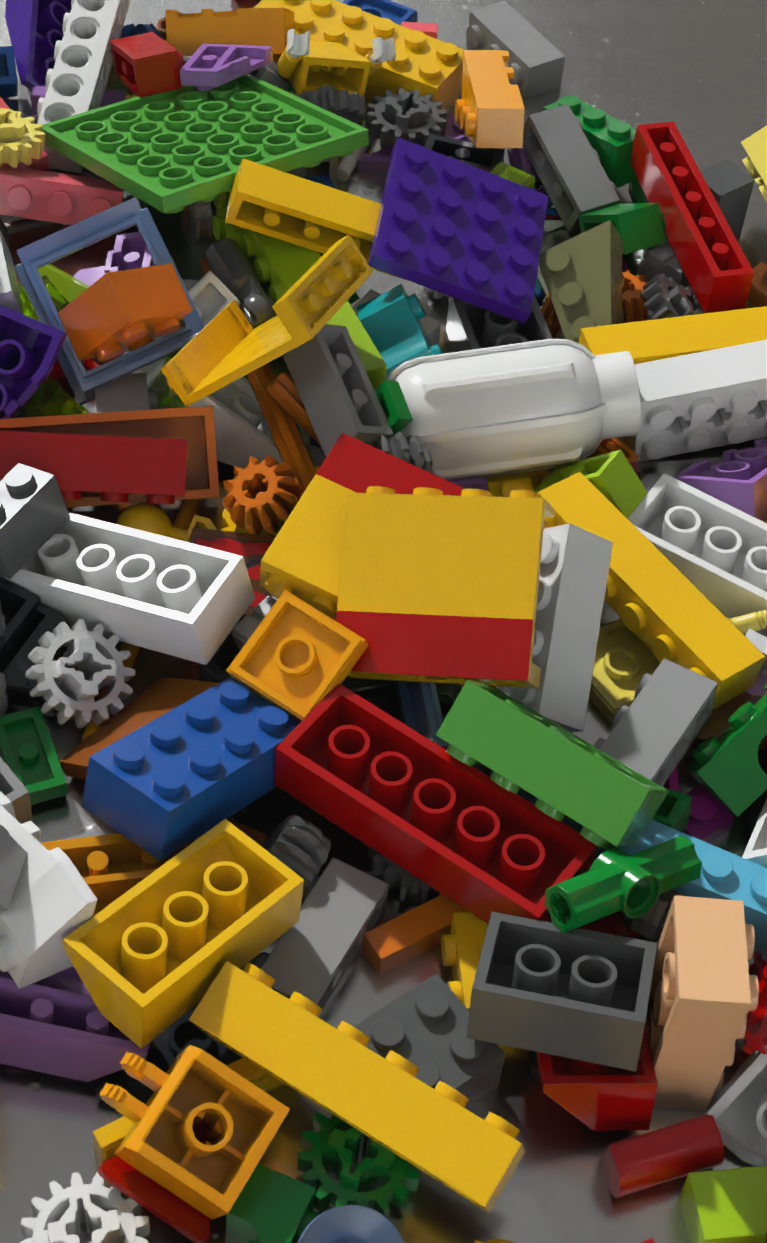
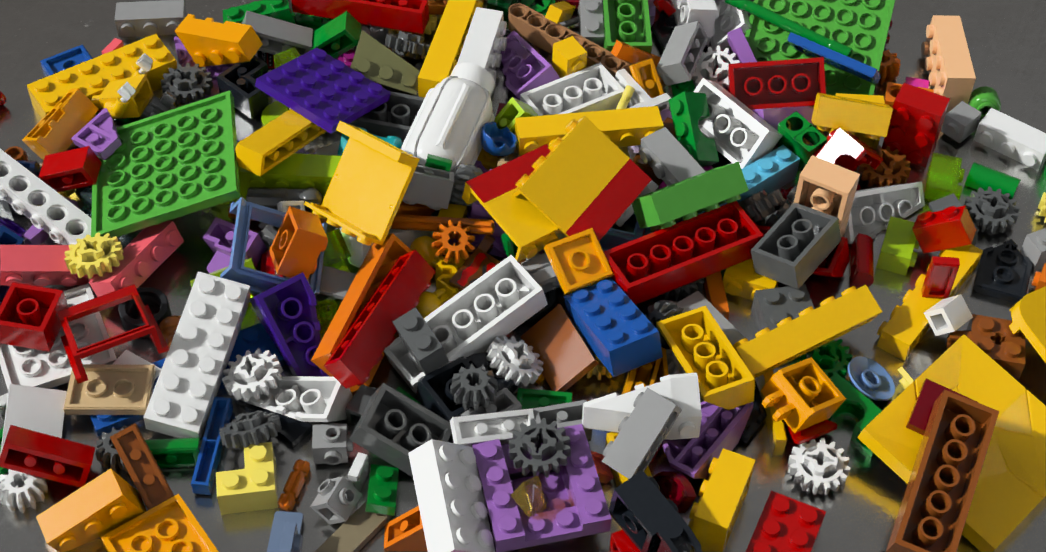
camera: 60 degrees left, 0 degrees up
(526, 465) = (498, 141): none -> blue hair
(622, 883) = (761, 200): green piece -> none

